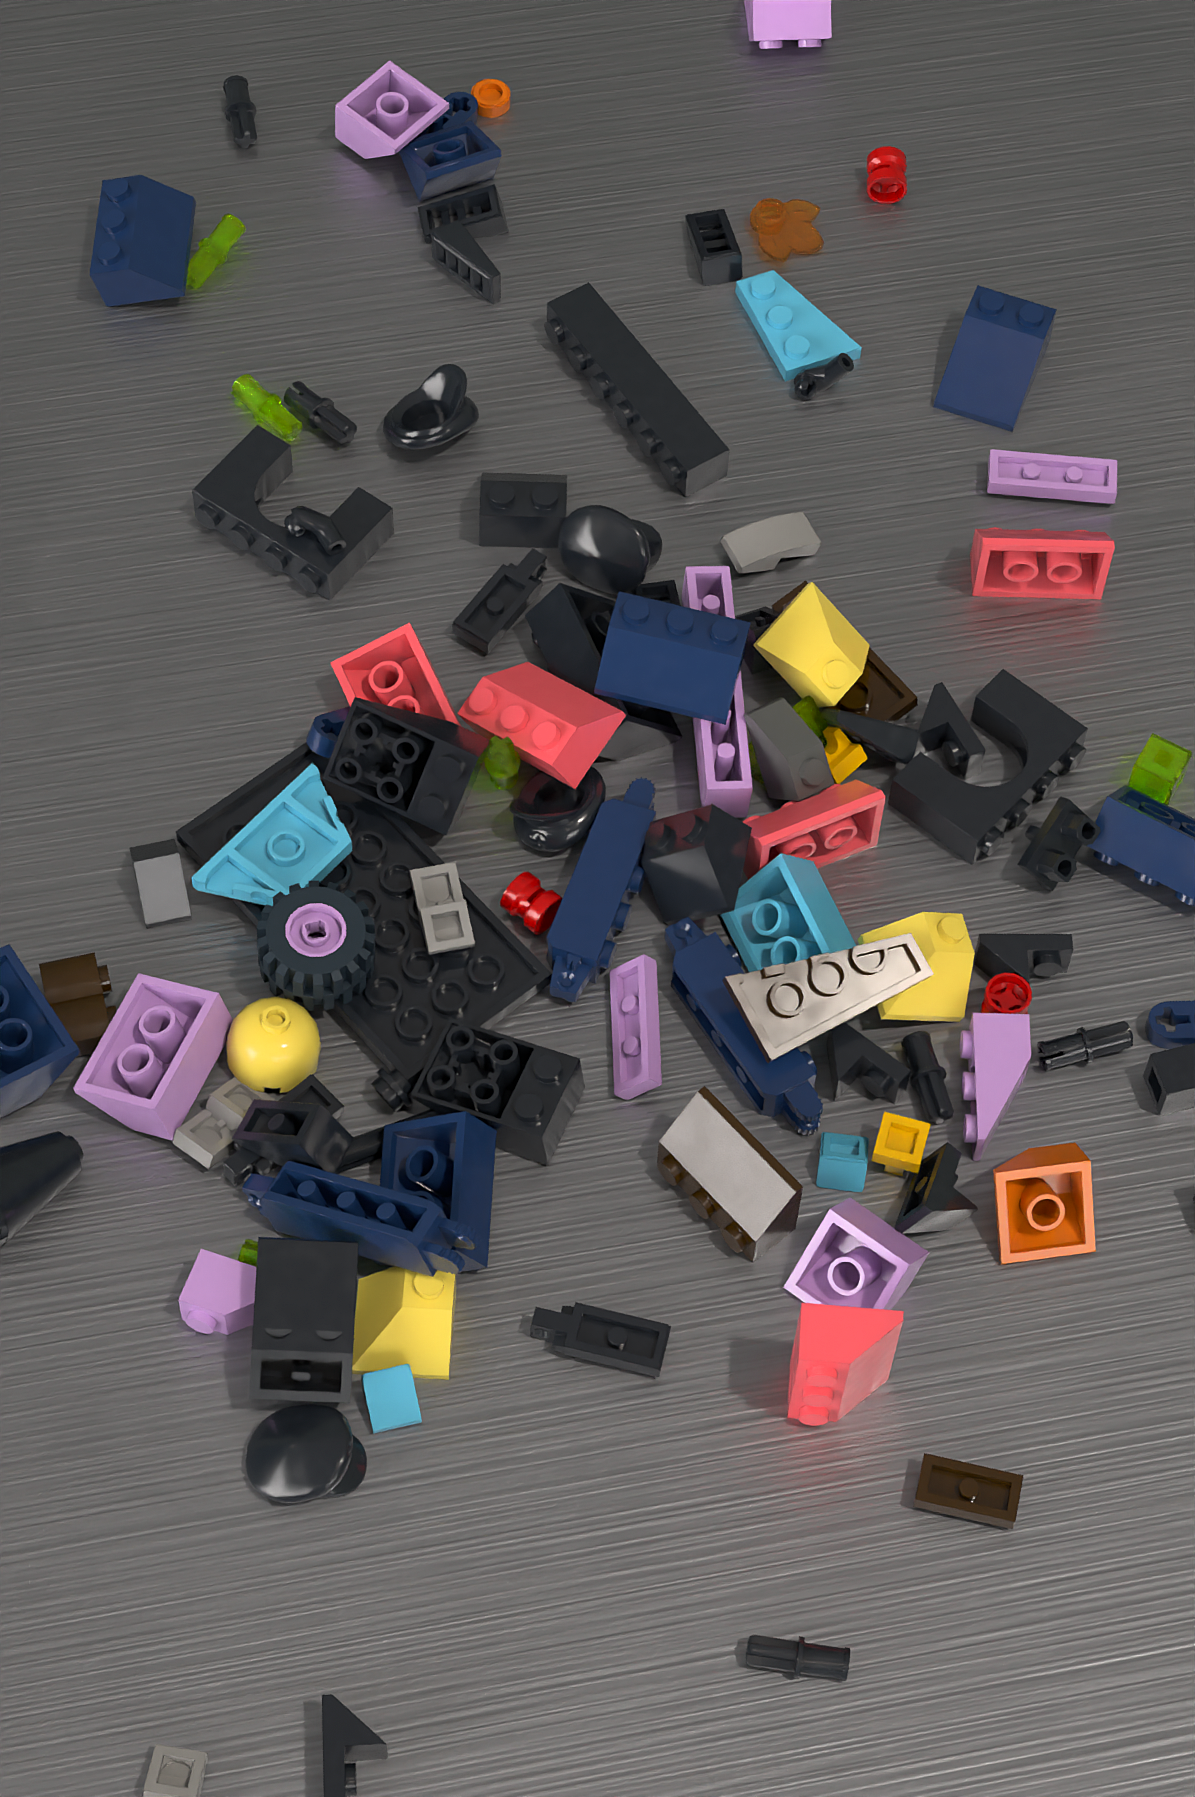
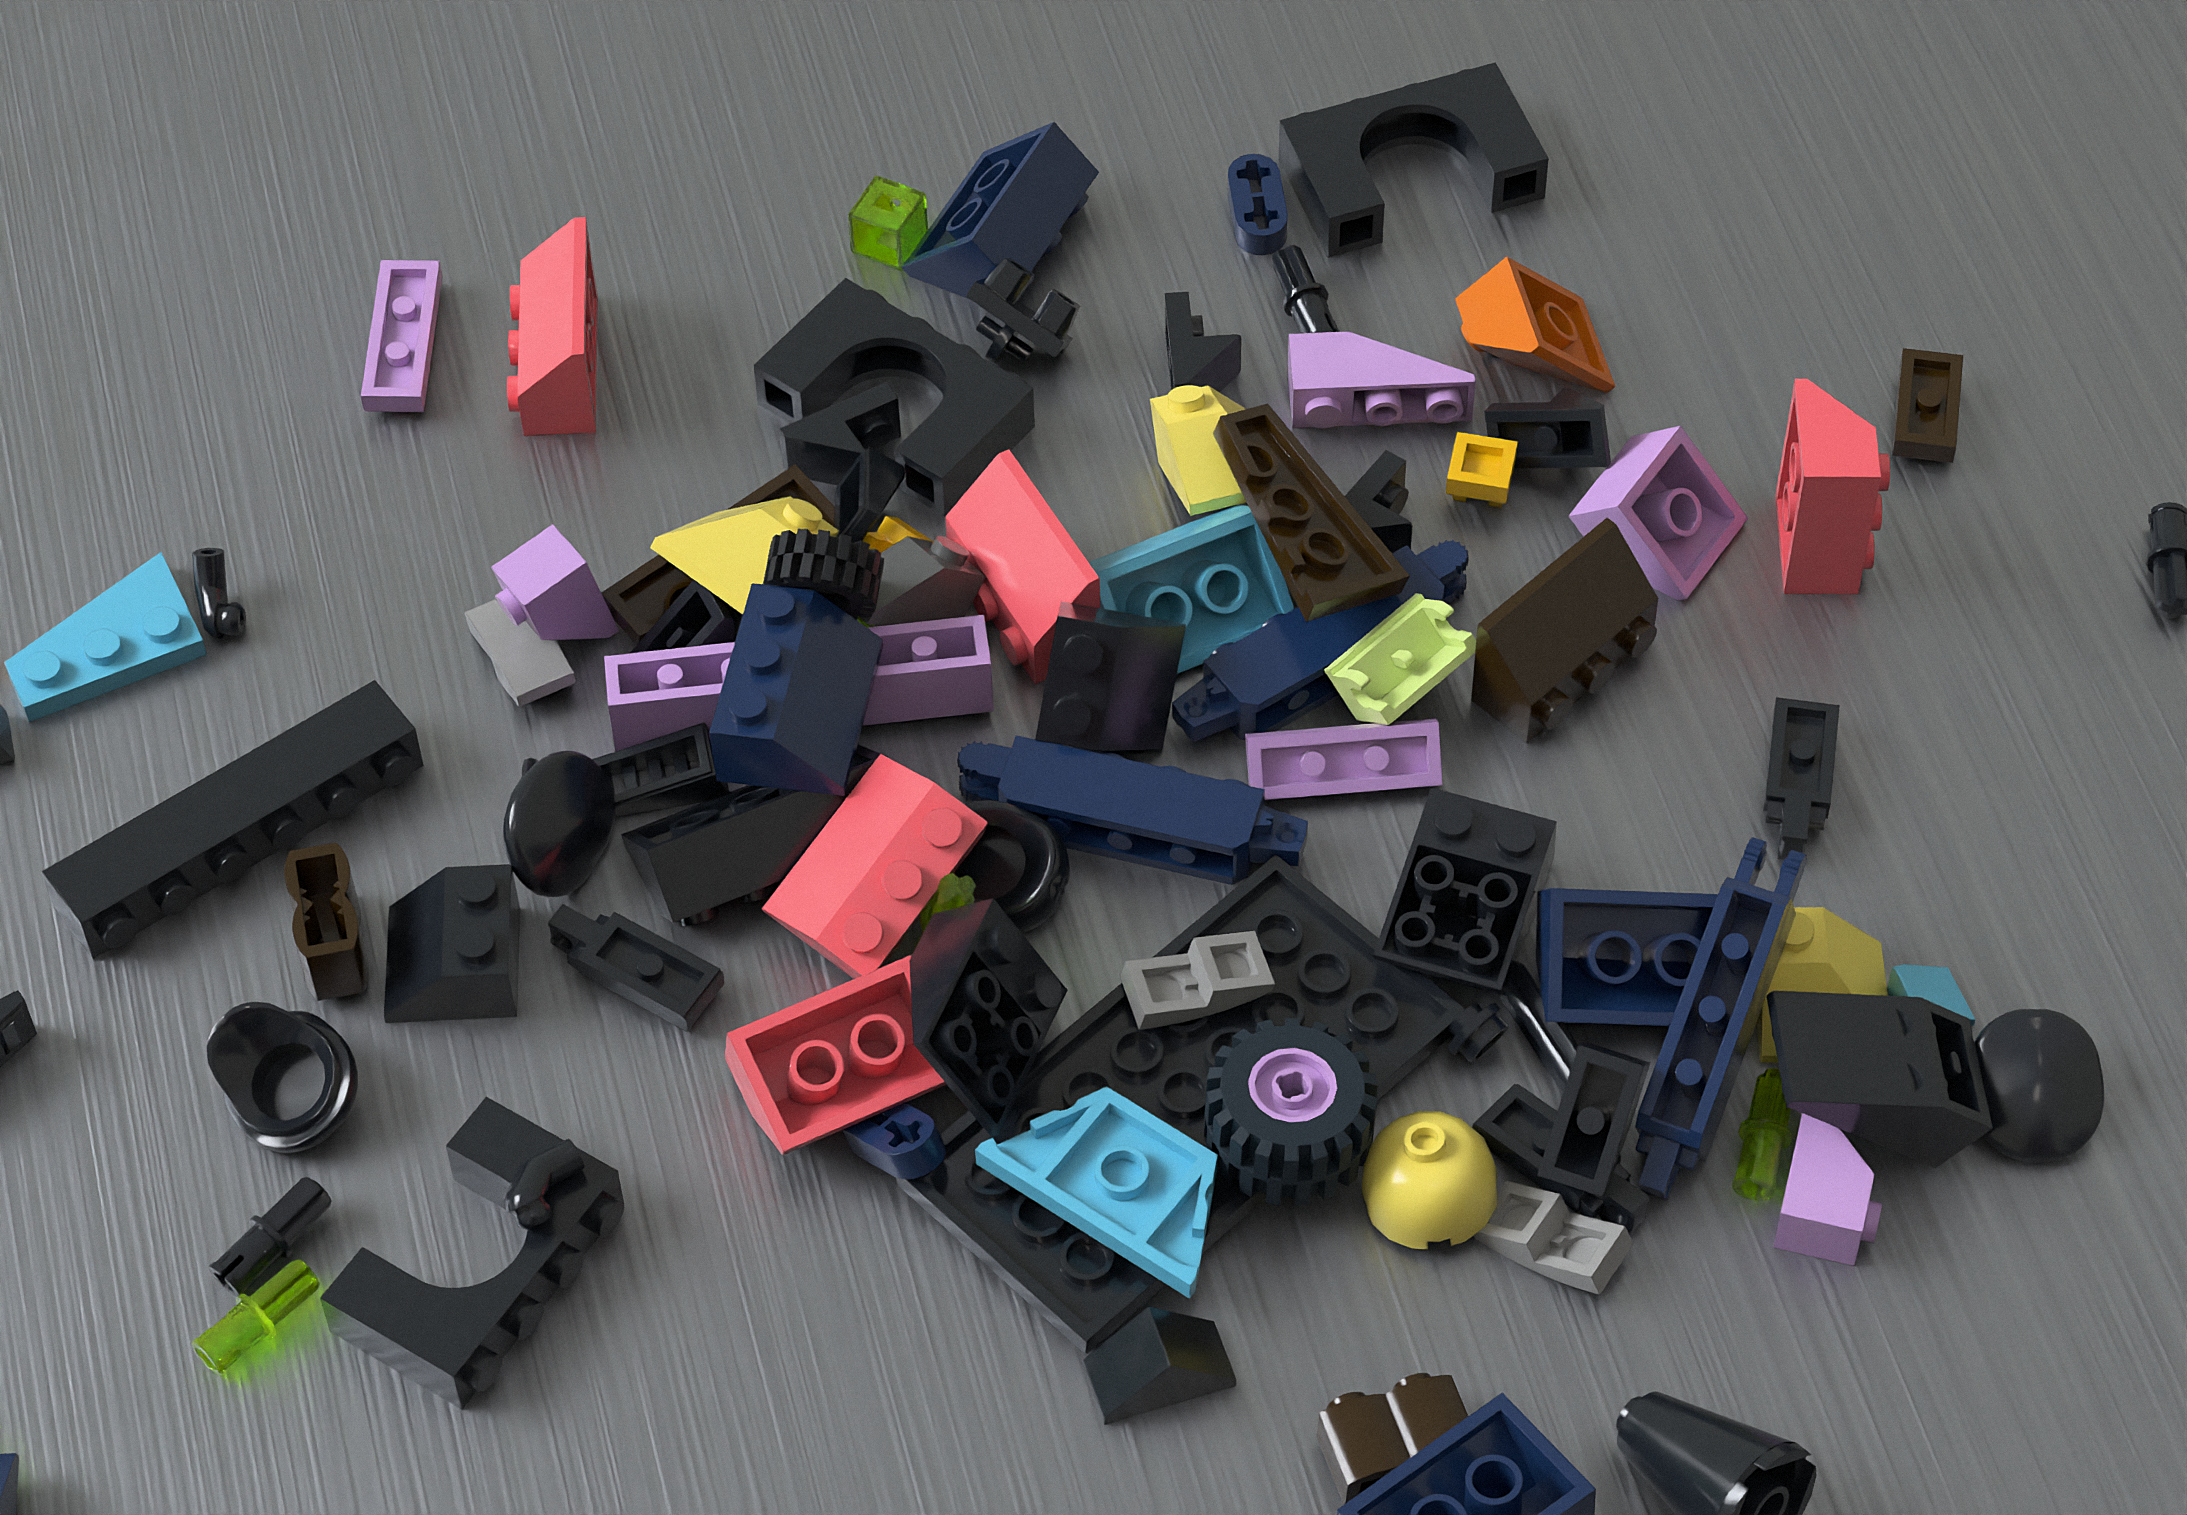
camera: 90 degrees left, 5 degrees down
(156, 1055) = (1478, 1309): lavender slope -> none
(531, 902) = (1157, 892): red wheel -> none
(541, 429) = (326, 921): none -> dark brown brick
(706, 1057) = (1400, 660): none -> yellowish green hinge
(762, 669) = (832, 566): none -> black tyre
(795, 544) = (552, 590): none -> lavender slope
(842, 1162) = (1500, 542): medium azure slope -> none
(927, 1076) = (1357, 456): black axle -> none
(995, 358) = (189, 396): dark blue slope -> none
(1007, 995) = (1259, 370): red wheel -> none

